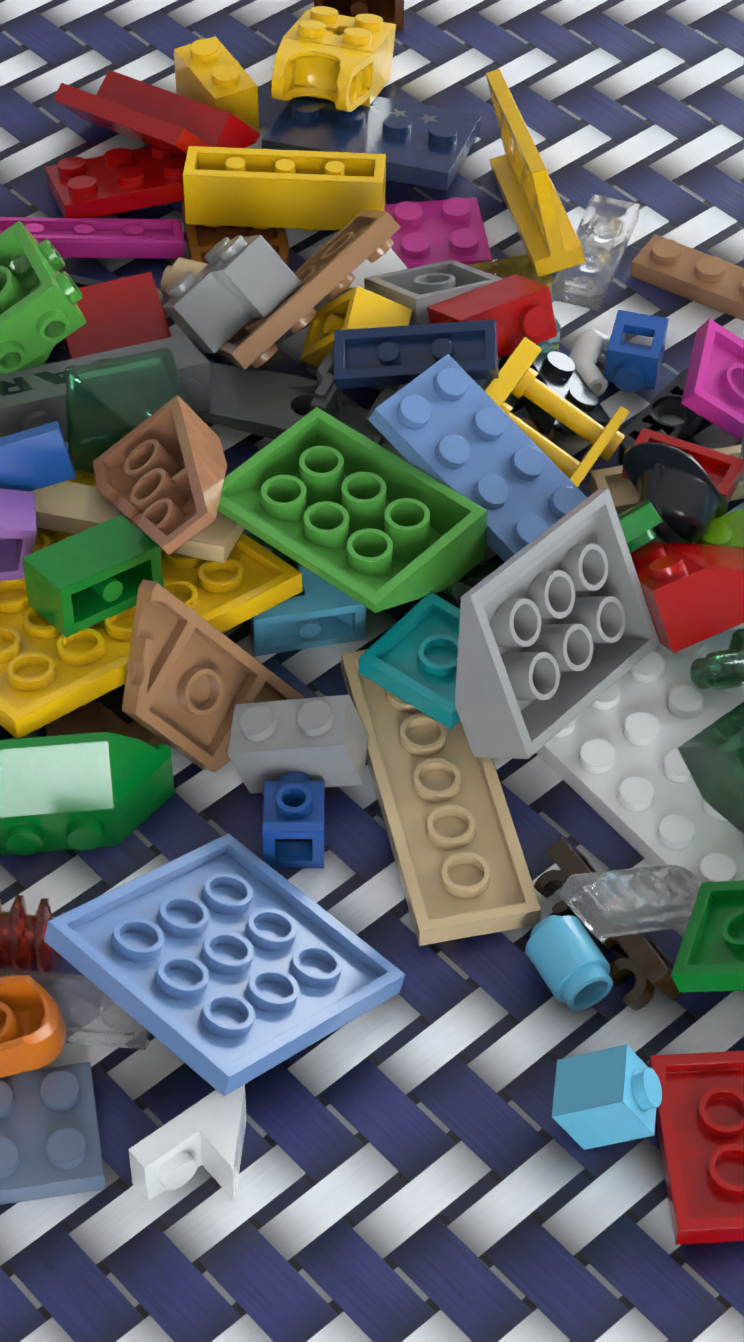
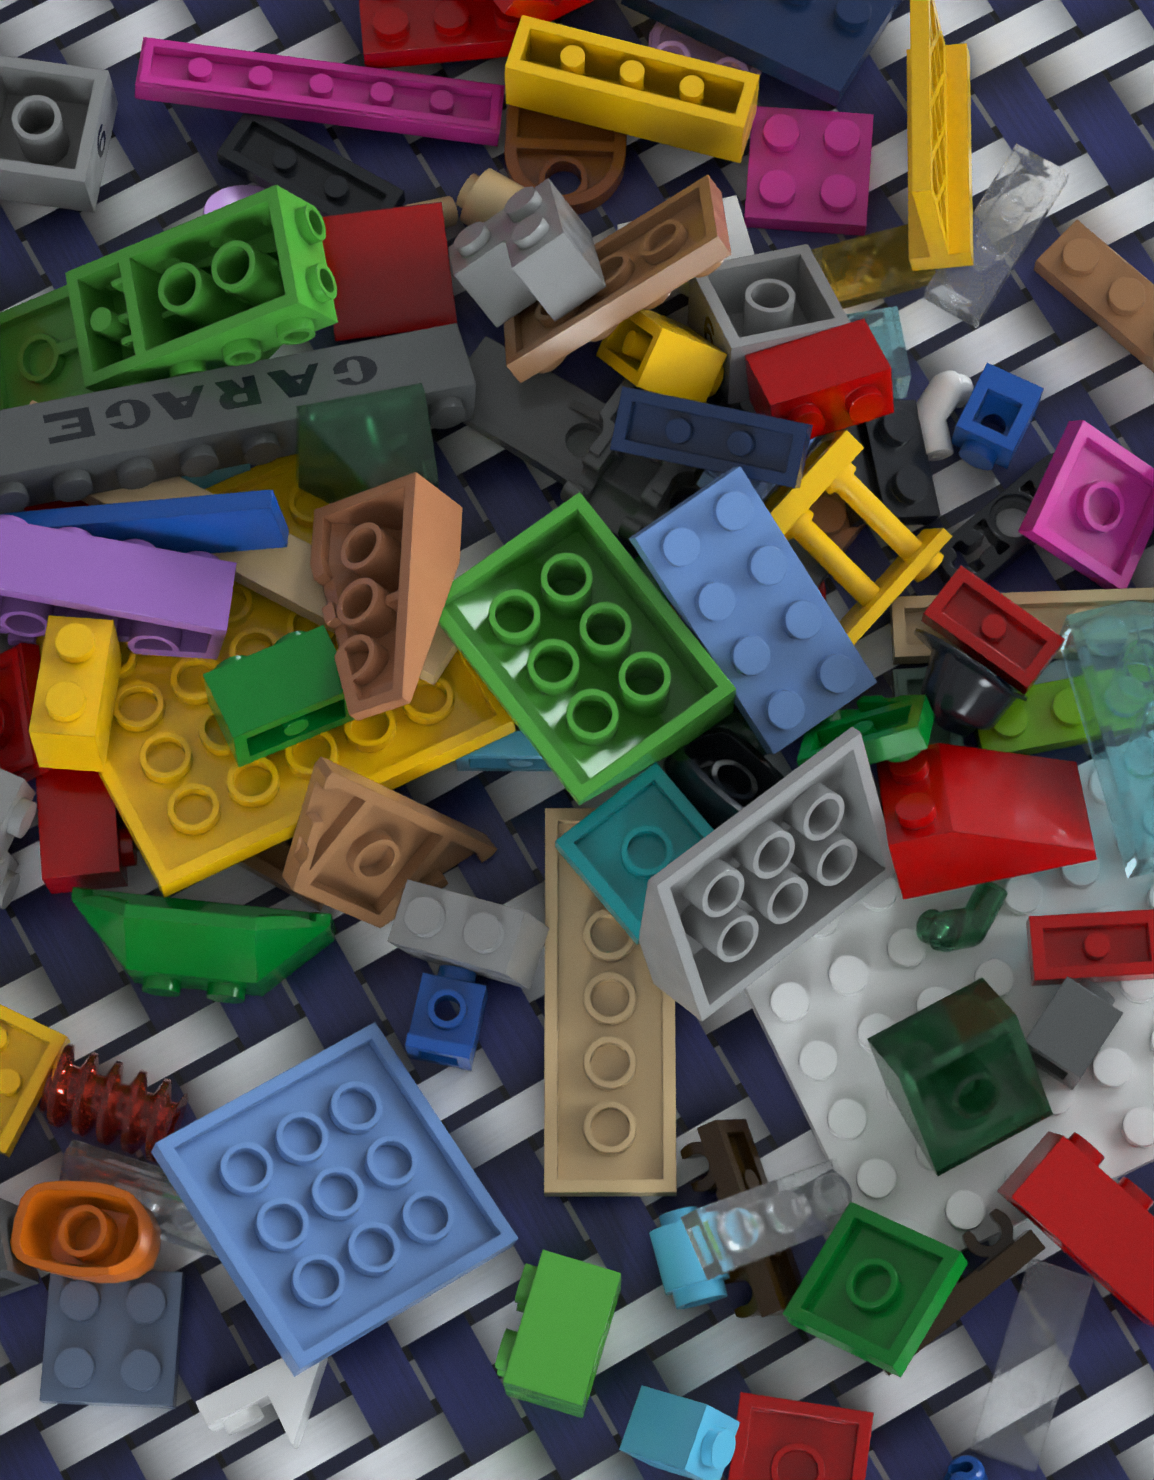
camera: 15 degrees right, 25 degrees up
(467, 1027) = (561, 1332): none -> bright green brick

